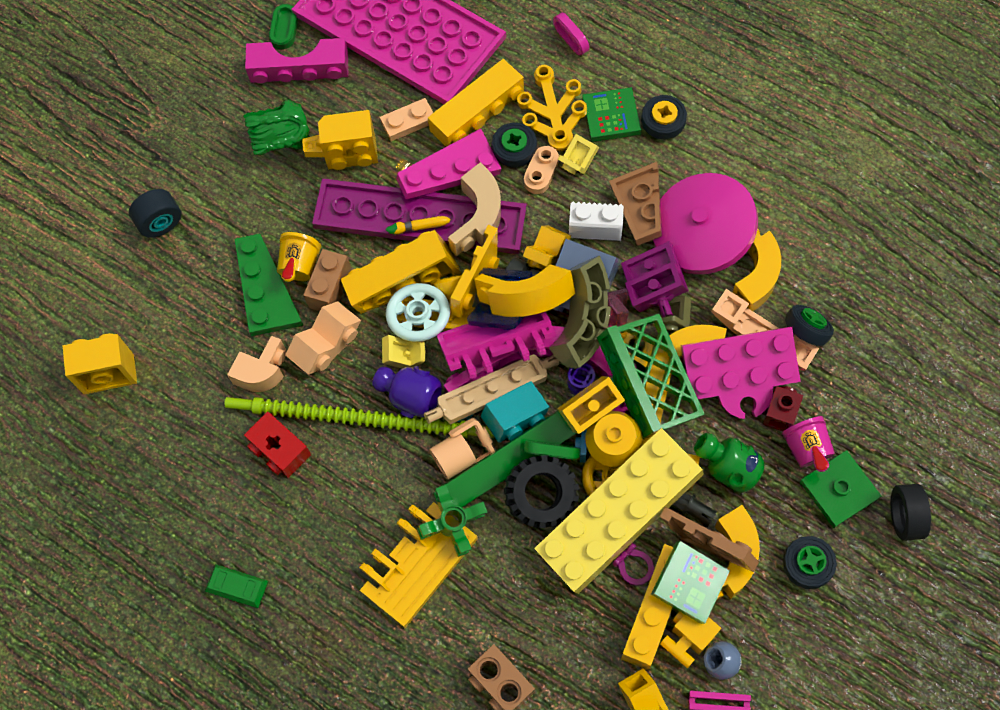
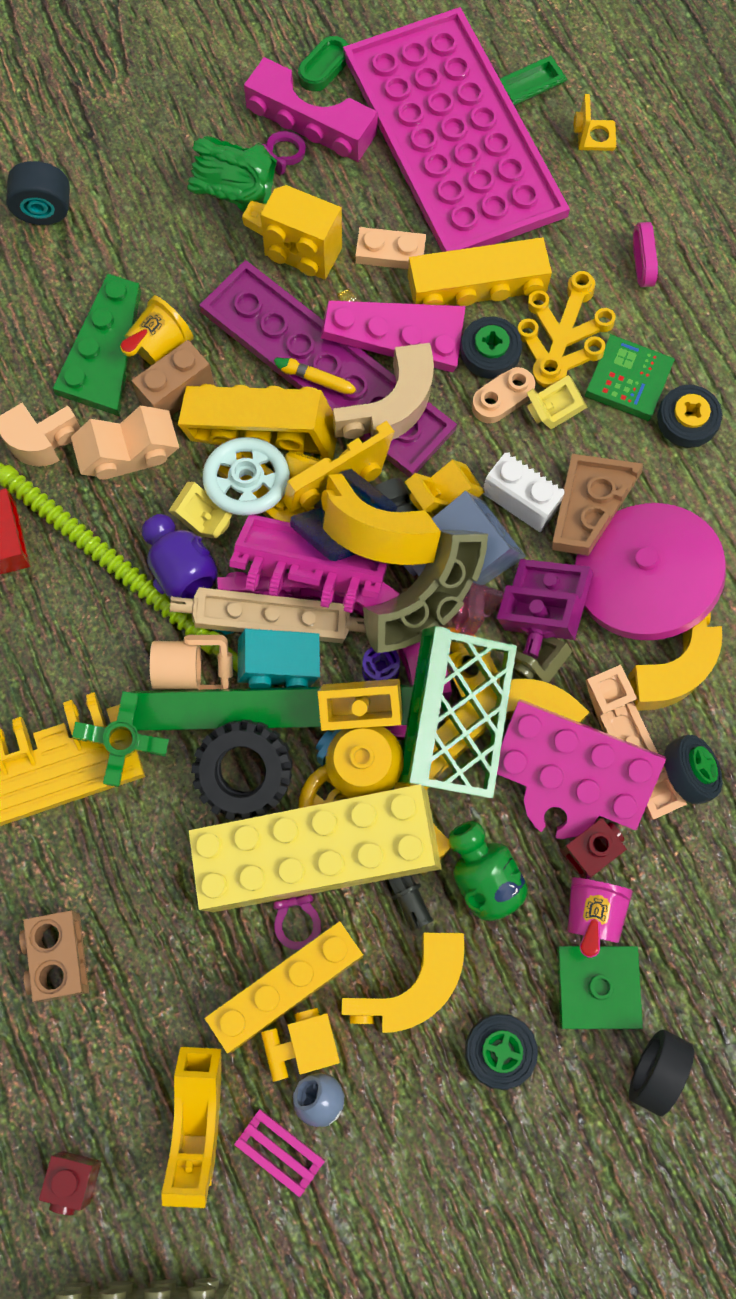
camera: 25 degrees right, 5 degrees up
(296, 85) = (284, 161): none -> magenta piece
(552, 449) = (286, 728): green tile -> none
(690, 582) = (336, 987): tile -> none
(709, 540) = (398, 956): medium nougat wing -> none

